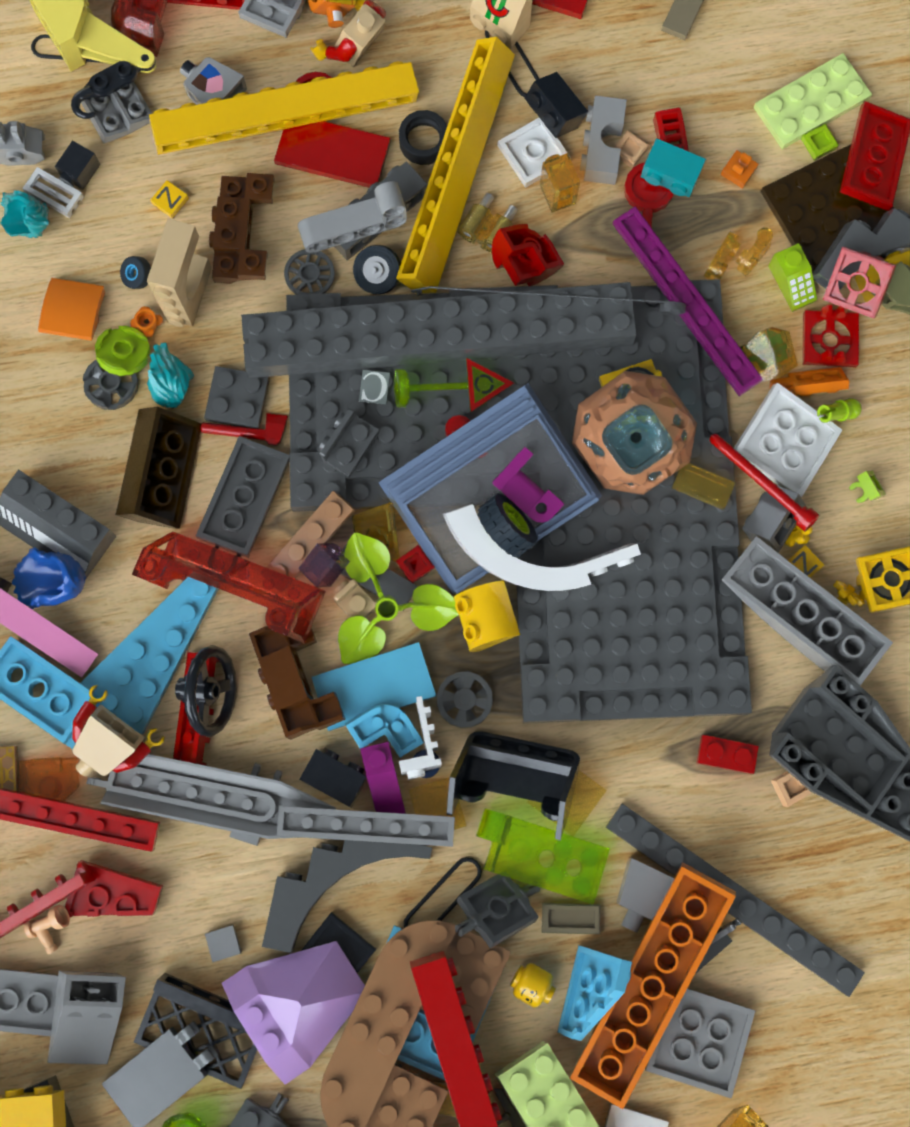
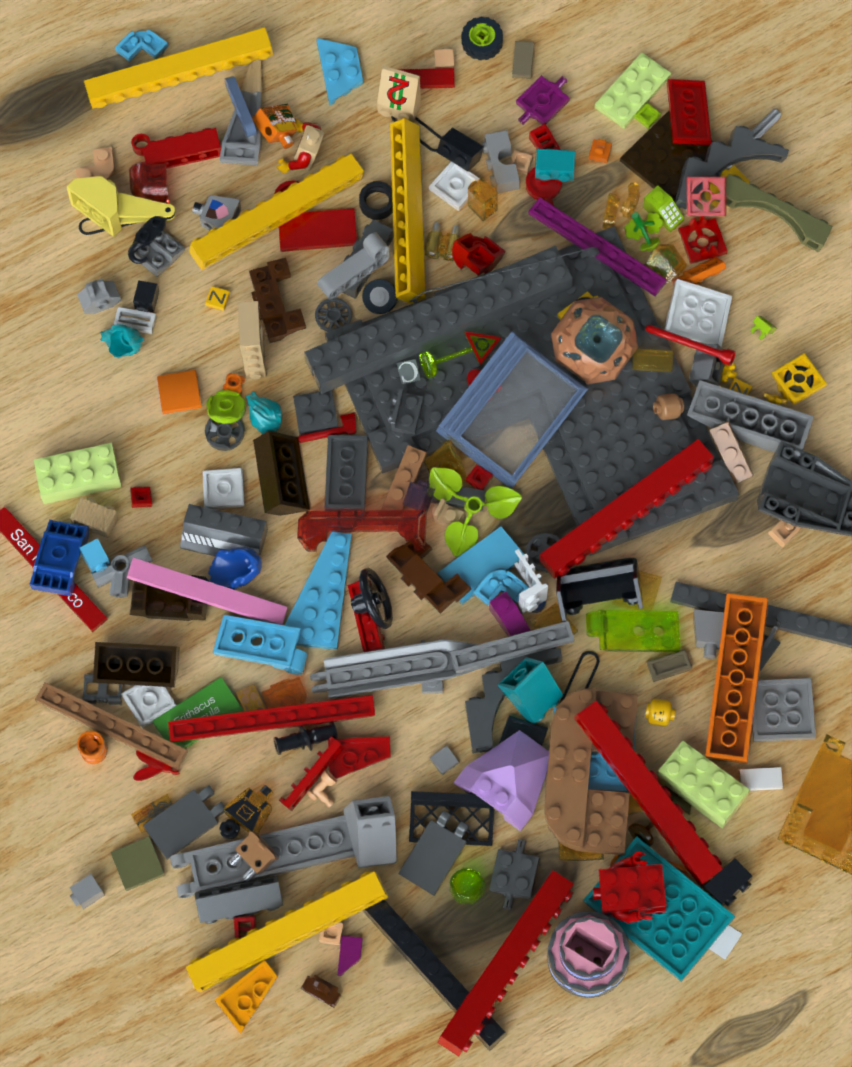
camera: 15 degrees left, 10 degrees down
(50, 849) = (305, 738): none -> black piece
(79, 460) = (223, 488): none -> white tile
(106, 741) = (319, 652): tan torso -> none
(142, 271) = (219, 354): black wheel -> none
(334, 777) = (477, 629): black brick -> none
(368, 894) = (531, 689): none -> teal slope
(485, 552) = (552, 453): white arch -> none
(486, 615) = (540, 491): yellow brick -> none
(497, 909) = (618, 671): dark grey plate -> none
(507, 525) = (534, 423): black wheel -> none
(526, 492) = (536, 399): magenta piece -> none
(591, 685) = (626, 509): none -> red brick
(593, 989) = (698, 697): medium azure plate -> none
(689, 75) = (542, 100): none -> magenta plate
(700, 560) = (668, 406): none -> medium nougat head
(727, 754) = (733, 528): red plate -> none
(747, 294) = (636, 229): none -> lime plant
(762, 651) = (731, 452): none -> plate
(840, 410) = (726, 284): lime pin -> none

